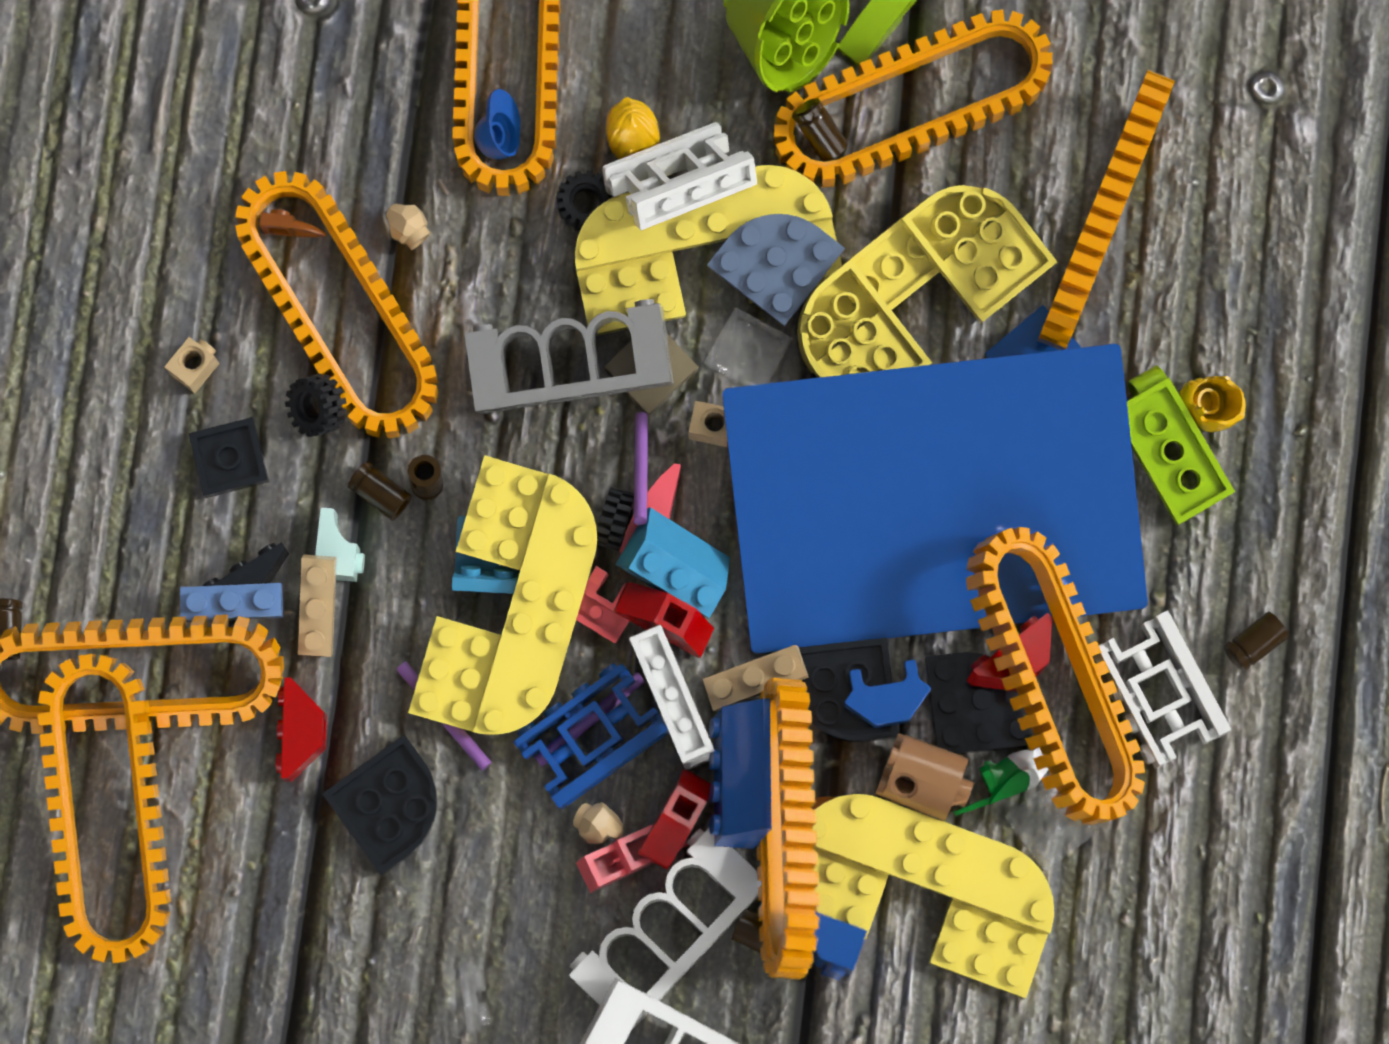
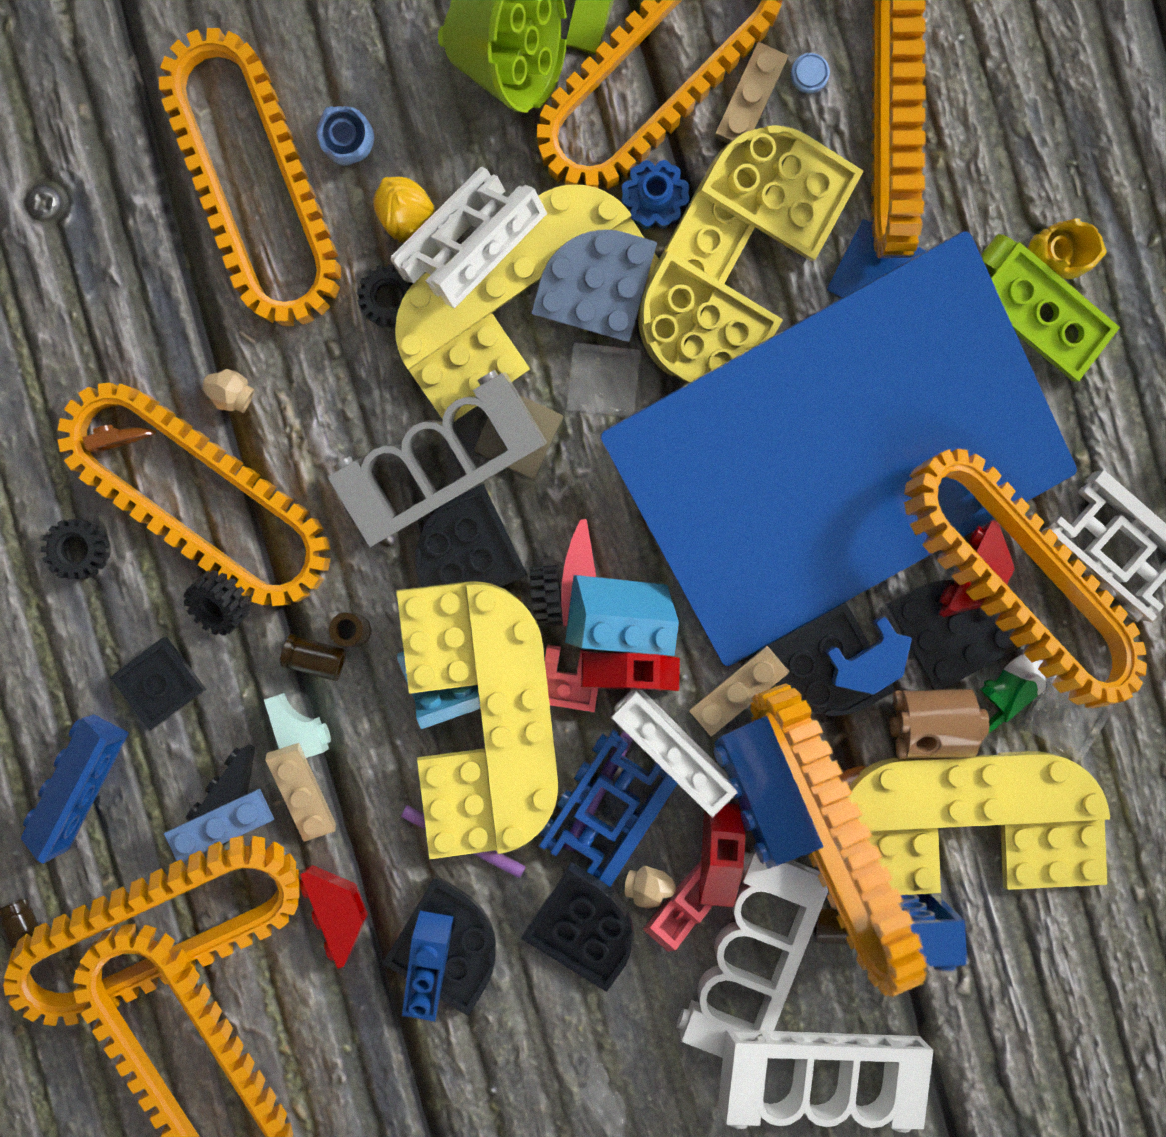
camera: 25 degrees left, 10 degrees up
(112, 517) = (73, 787): none -> blue slope
(192, 378) = (74, 619): tan brick -> none
(194, 295) = (56, 549): none -> black tyre
(363, 808) = (427, 965): none -> blue slope
(499, 130) = (275, 259): blue cap -> none
(522, 834) = (584, 927): none -> black plate
(564, 442) = (467, 544): none -> black plate
(607, 47) = (344, 135): none -> medium blue hair
(640, 468) = (550, 539): medium lavender bar -> none
(698, 431) = (586, 474): tan brick -> none
(819, 129) = (584, 133): dark brown piece -> none
(862, 208) = (655, 194): none -> blue plant
(986, 155) = (752, 93): none -> tan plate
(1045, 159) = (810, 73): none -> light blue piece

